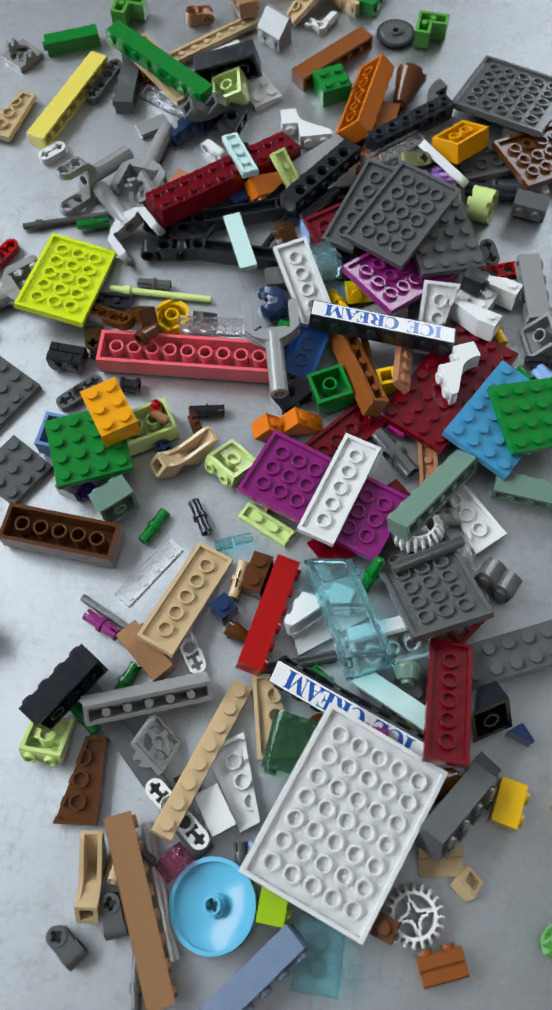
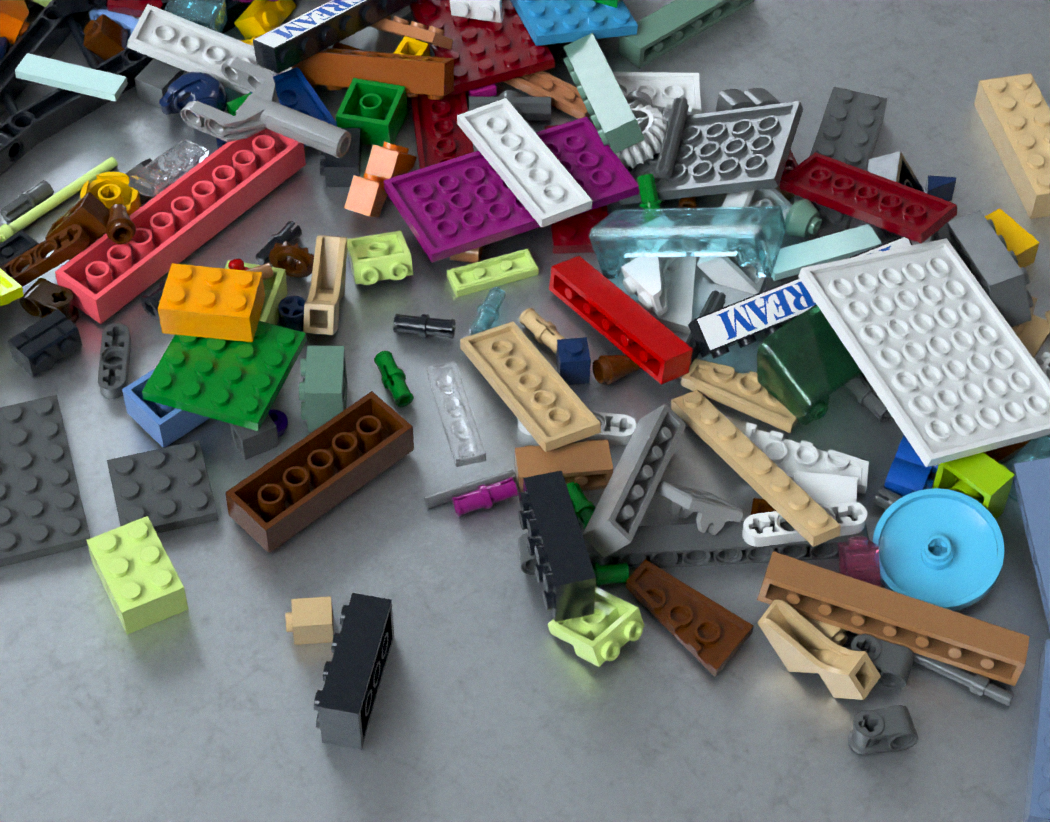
camera: 60 degrees left, 15 degrees down
(257, 575) = (558, 305): reddish brown brick -> none

